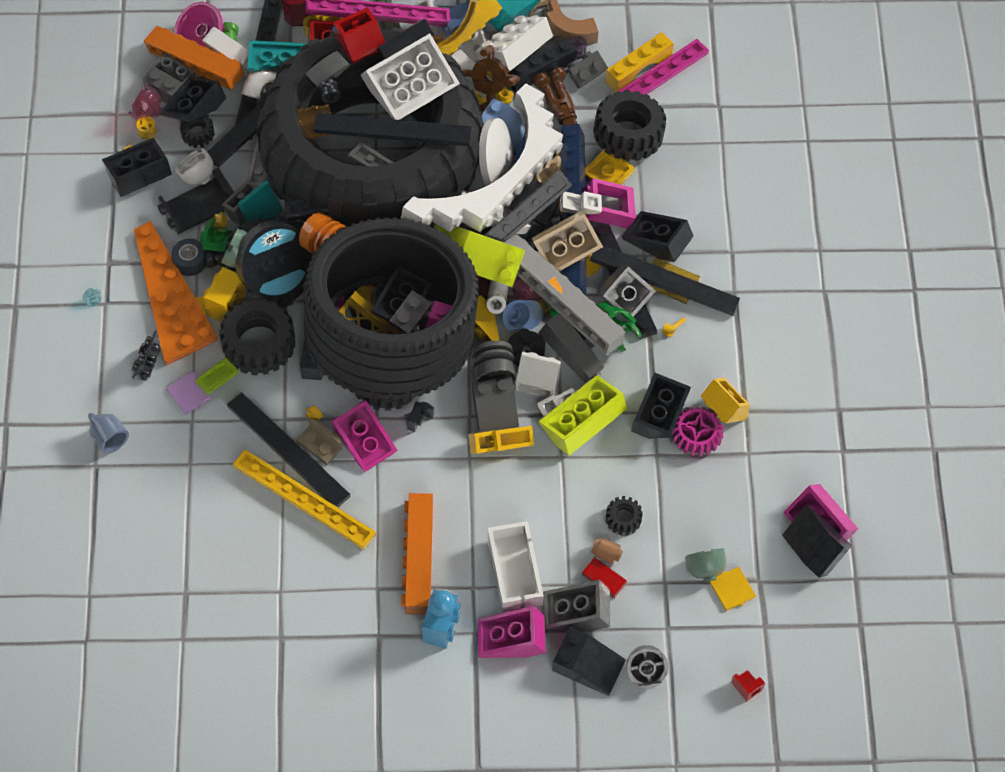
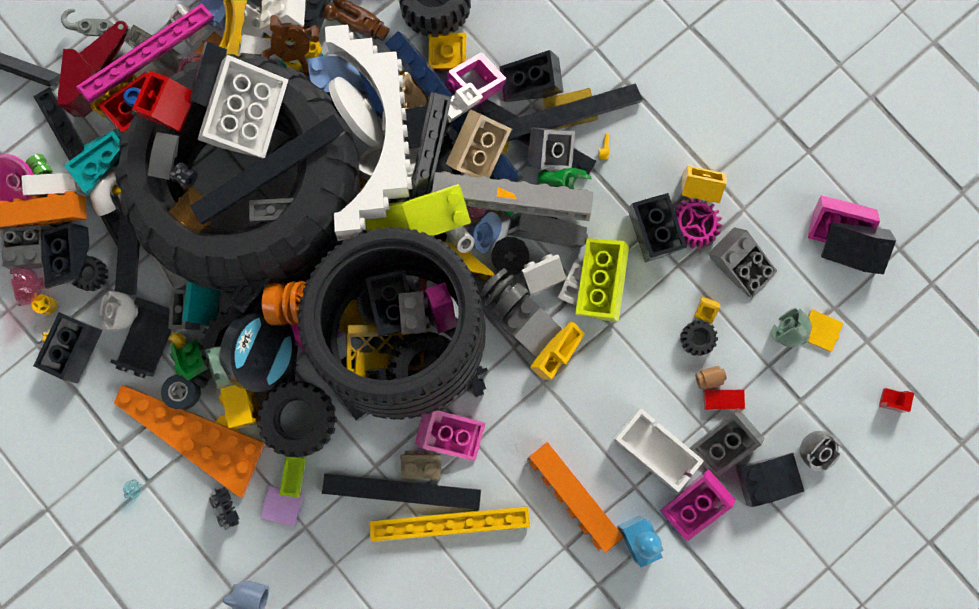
camera: 35 degrees left, 20 degrees up
(313, 412) = (396, 446): yellow plate -> none
(650, 502) = (707, 309): none -> yellow slope
(711, 488) = (743, 261): none -> dark grey slope

